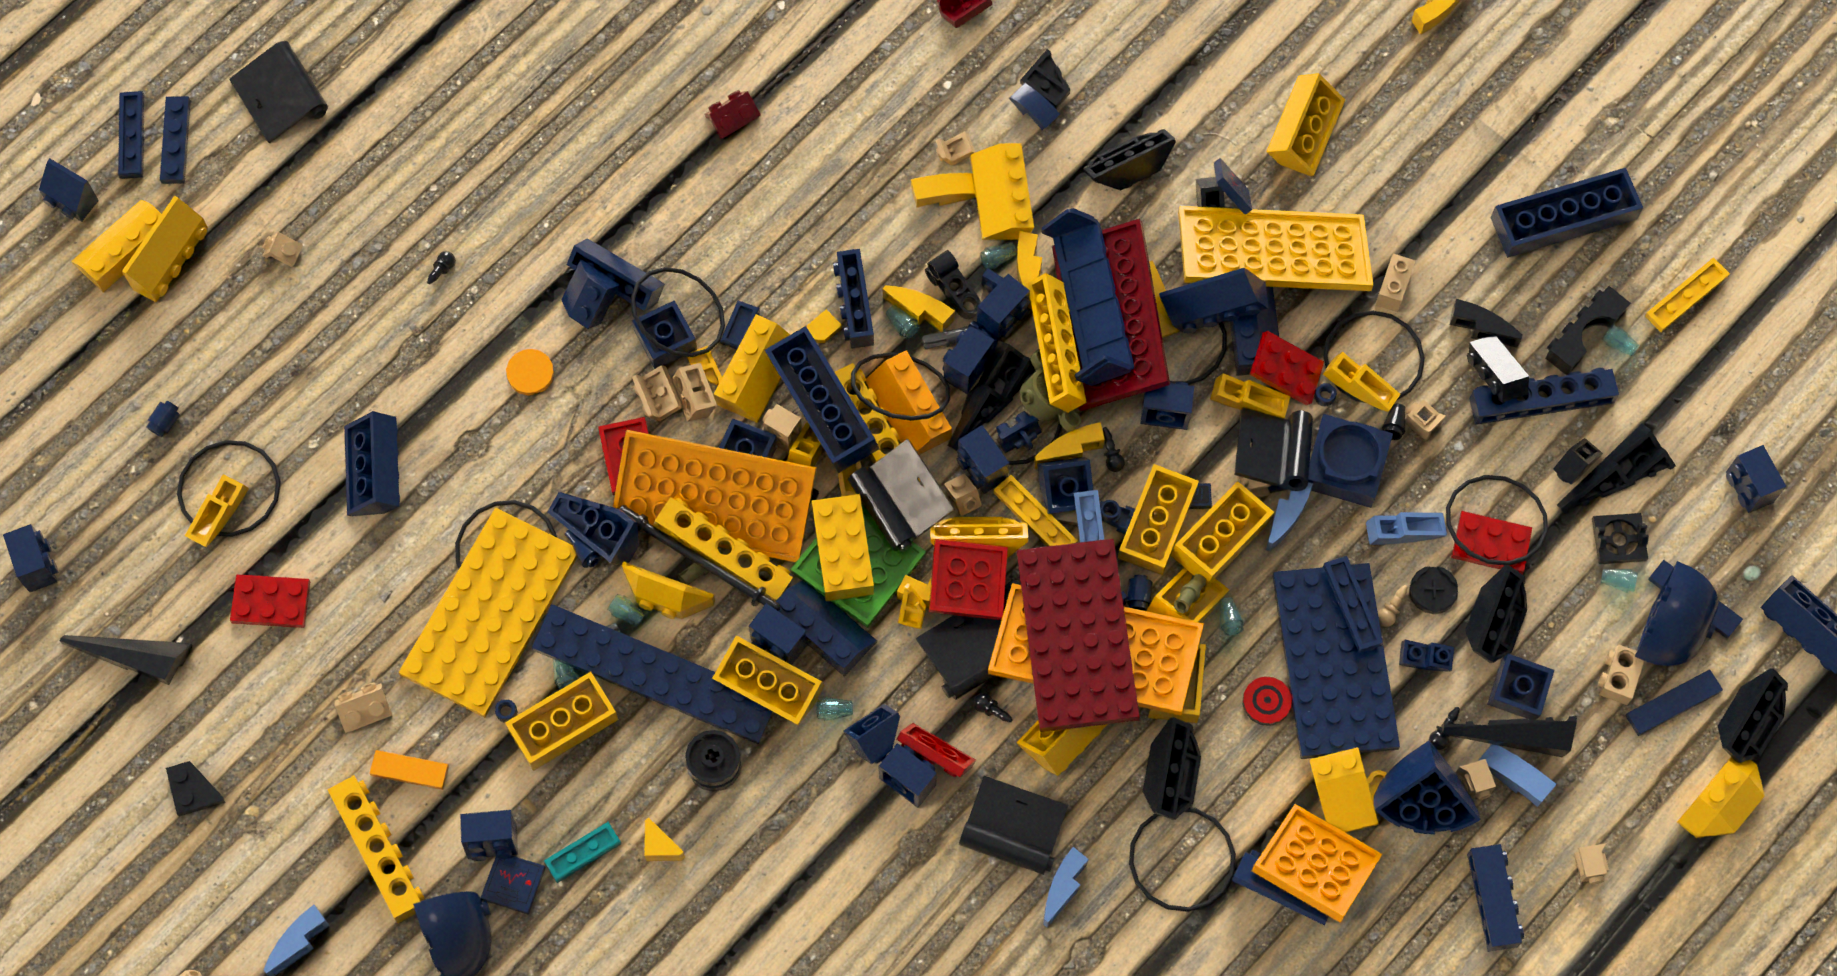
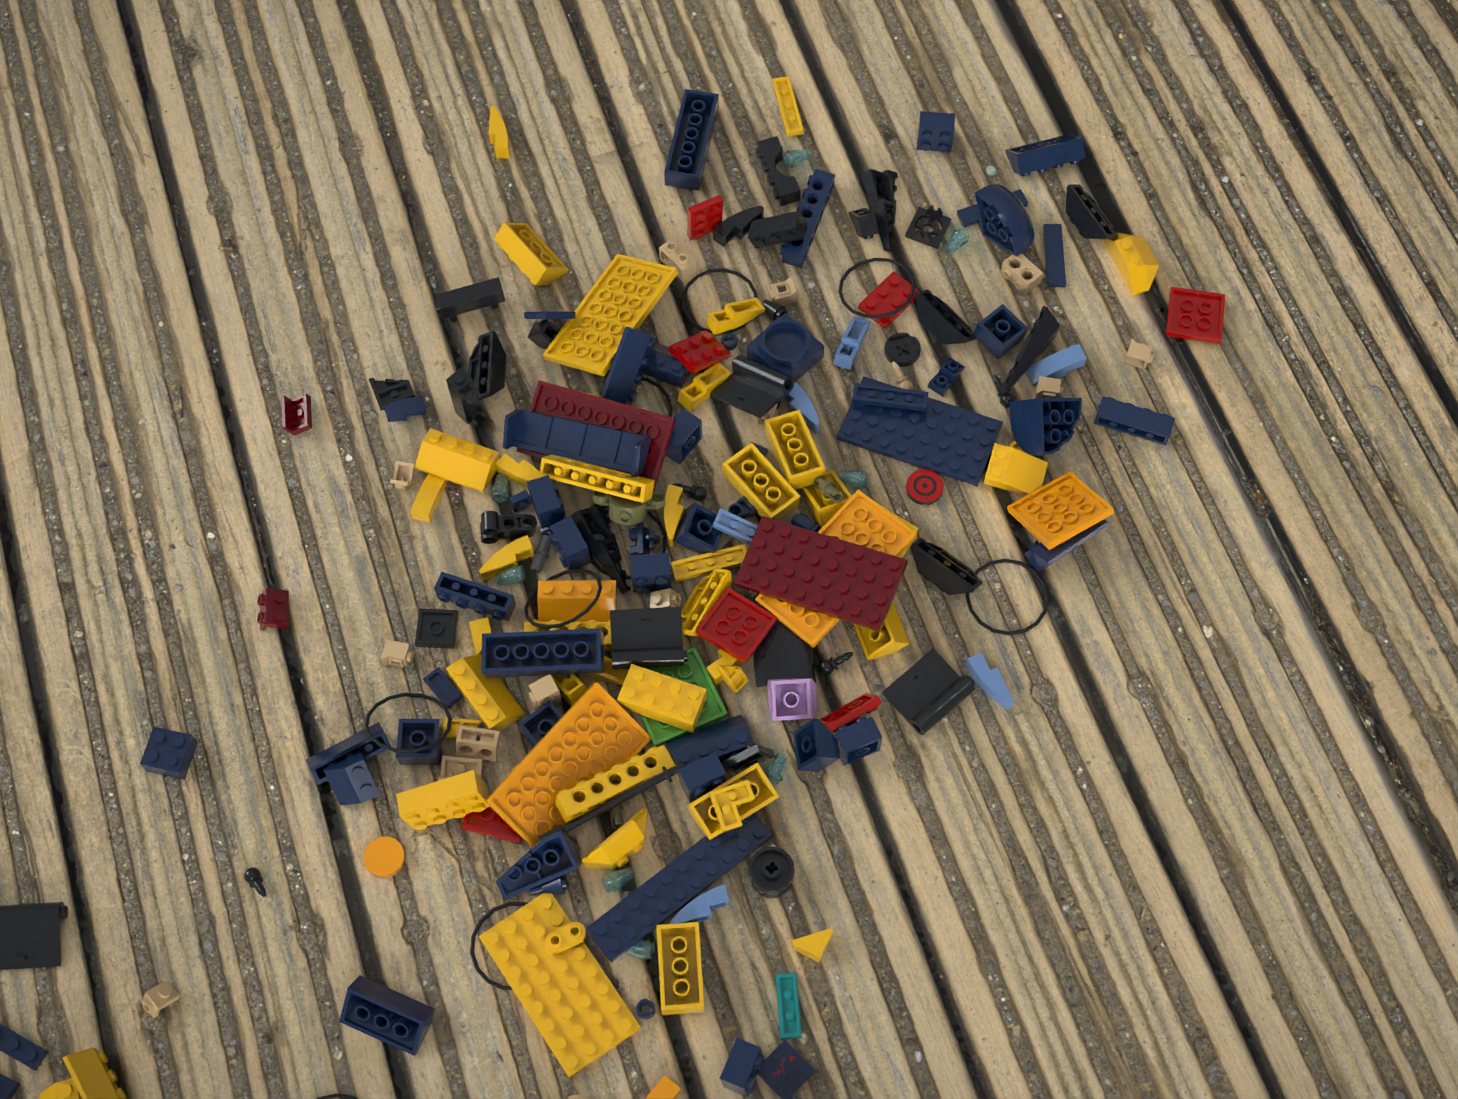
camera: 60 degrees left, 5 degrees down
(525, 108) = (169, 753): none -> dark blue brick
(534, 590) = (566, 939): none -> yellow plate
(610, 391) = (443, 800): none -> yellow brick
(639, 710) = (701, 907): none -> medium blue slope
(749, 259) = (397, 654): none -> tan window
(758, 670) = (725, 803): none -> yellow plate
(802, 282) = (436, 628): none -> black tile
(829, 672) = (747, 757): none -> black wing
(919, 683) = (792, 699): none -> lavender slope
(1073, 155) = (465, 397): none -> black brick
(1203, 93) = (469, 298): none -> black brick
(1460, 280) = (704, 217): none -> red plate
(1692, 907) = (1195, 315): none -> red plate

